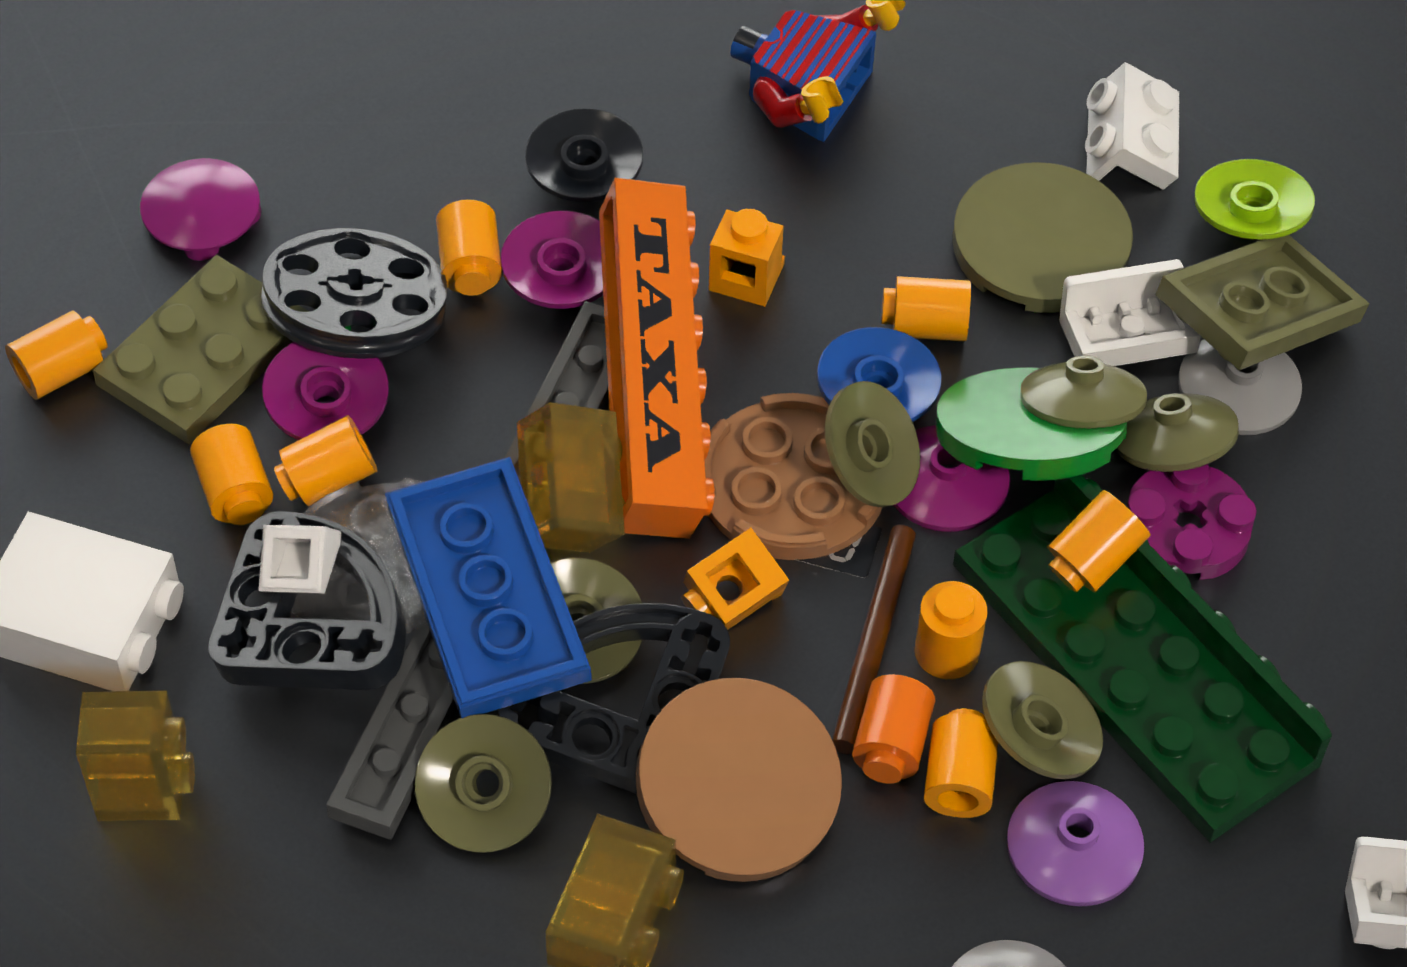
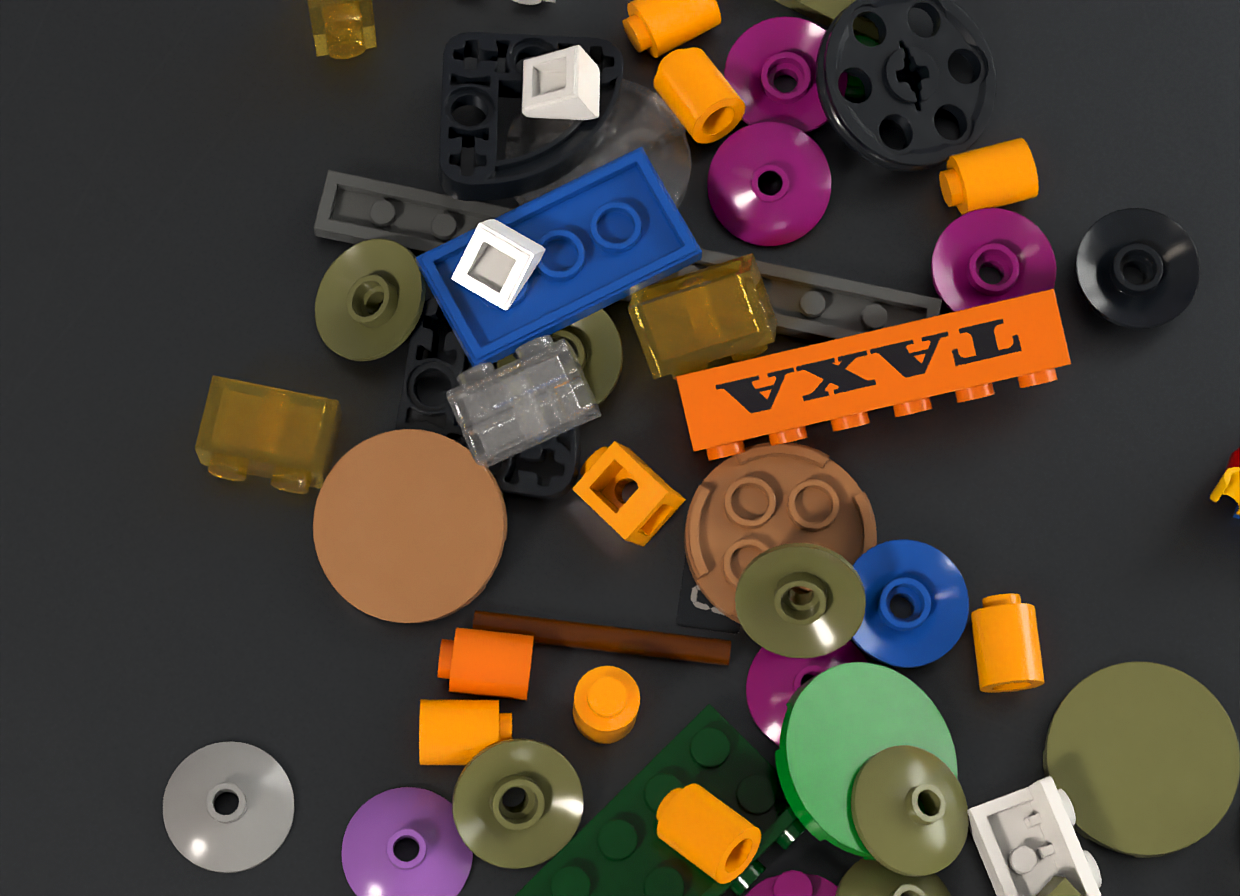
camera: 75 degrees right, 20 degrees up
(417, 441) = (762, 217): none -> magenta dish
(488, 626) = (497, 263): none -> white slope
(638, 630) = (522, 401): none -> clear brick
(750, 240) = (1034, 451): light orange brick -> none

